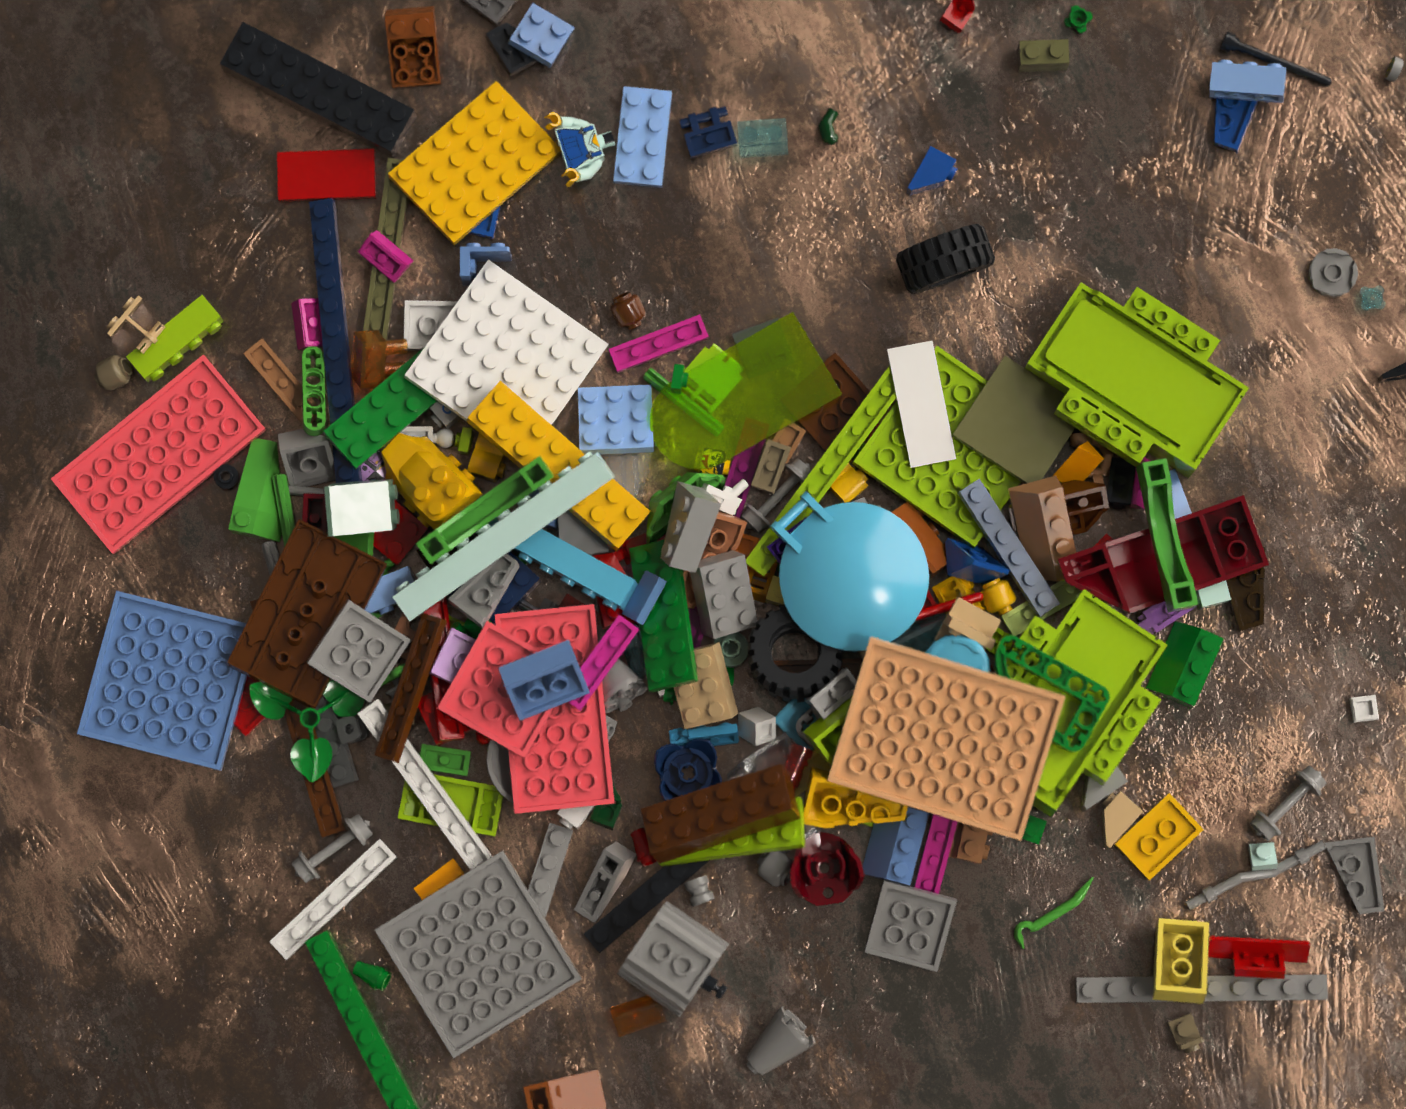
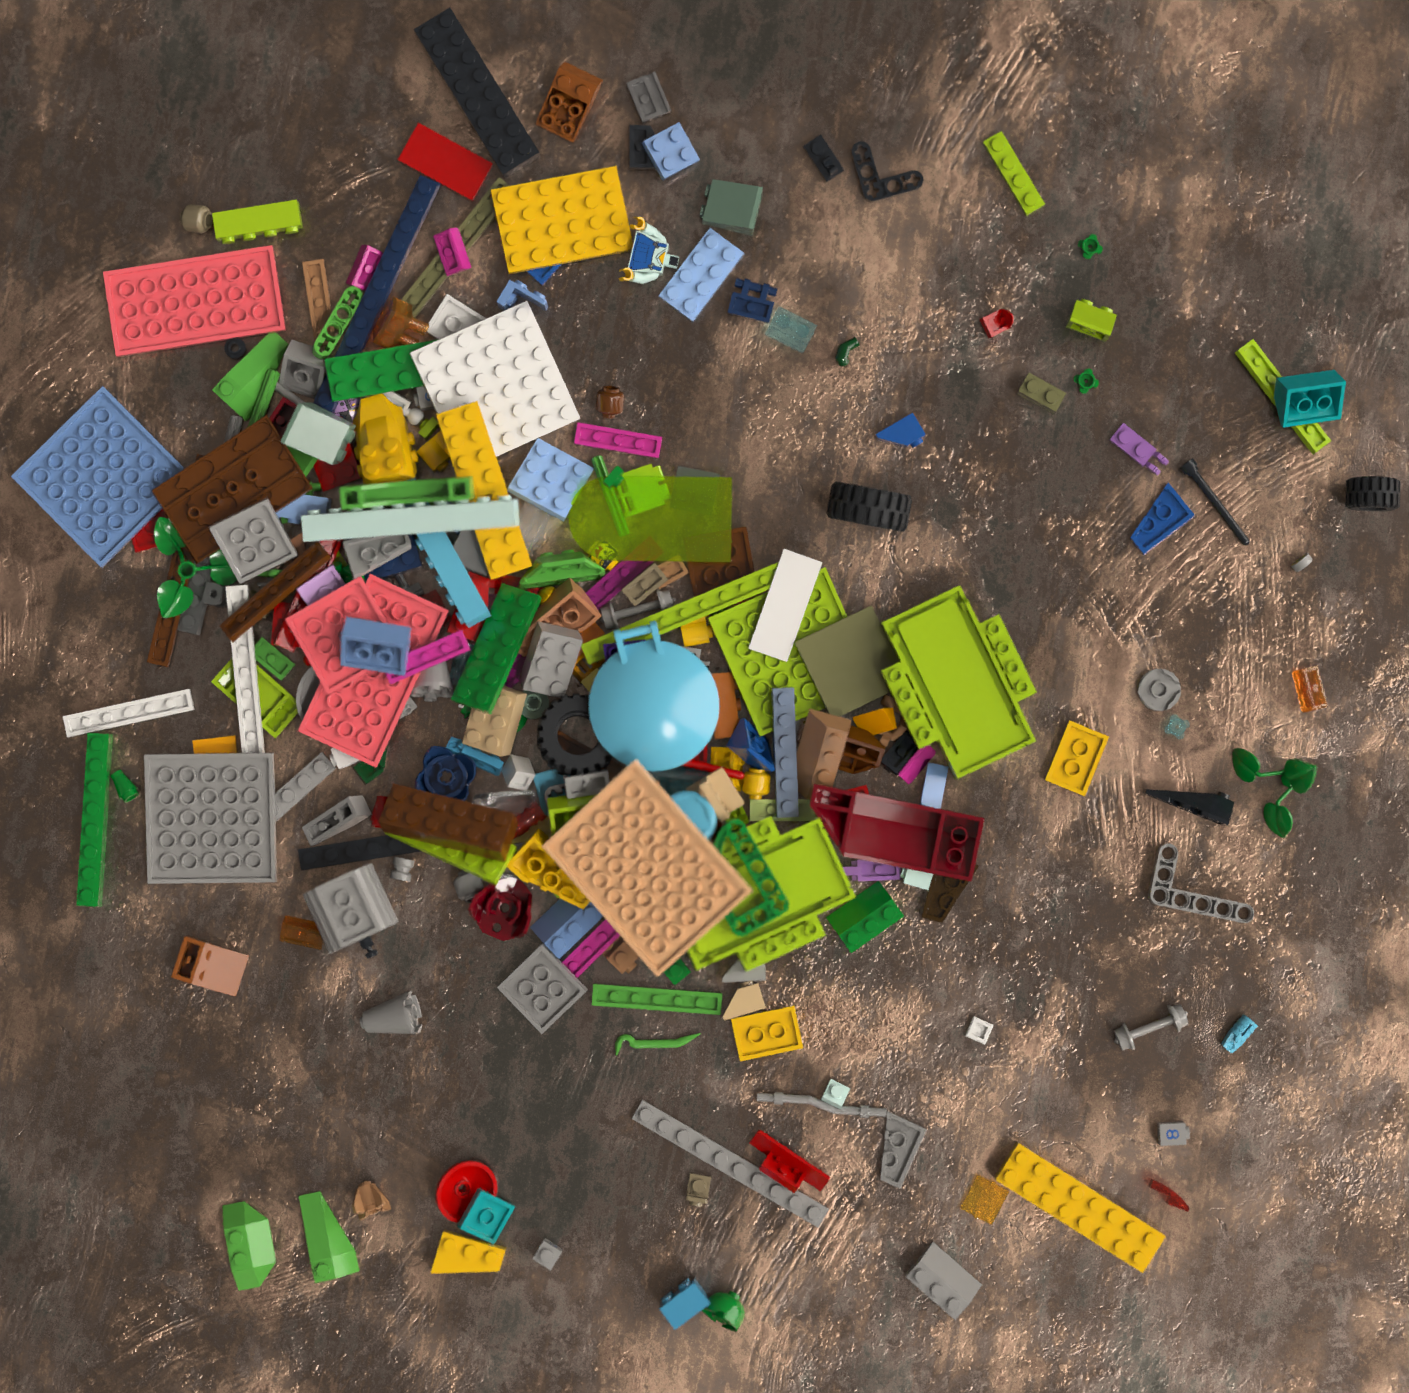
camera: 30 degrees right, 5 degrees up
(129, 308) = (235, 177): tan plate -> none
(306, 868) = (121, 676): light grey piece -> none
(633, 52) = (731, 206): none -> sand green slope
(644, 597) = (489, 628): medium blue slope -> none
(689, 527) = (552, 595): light grey wedge -> none
(728, 497) = (594, 589): white piece -> none
(1029, 868) = (657, 999): none -> bright green plate
(1158, 504) = (909, 802): bright green arch -> none
(1168, 54) = (1137, 448): none -> medium lavender hinge
(1180, 961) = (725, 1134): light yellow brick -> none
(1248, 81) = (1183, 506): light blue brick -> none
(1294, 386) = (1076, 758): none -> yellow plate
(1311, 780) = (905, 1060): light grey piece -> none

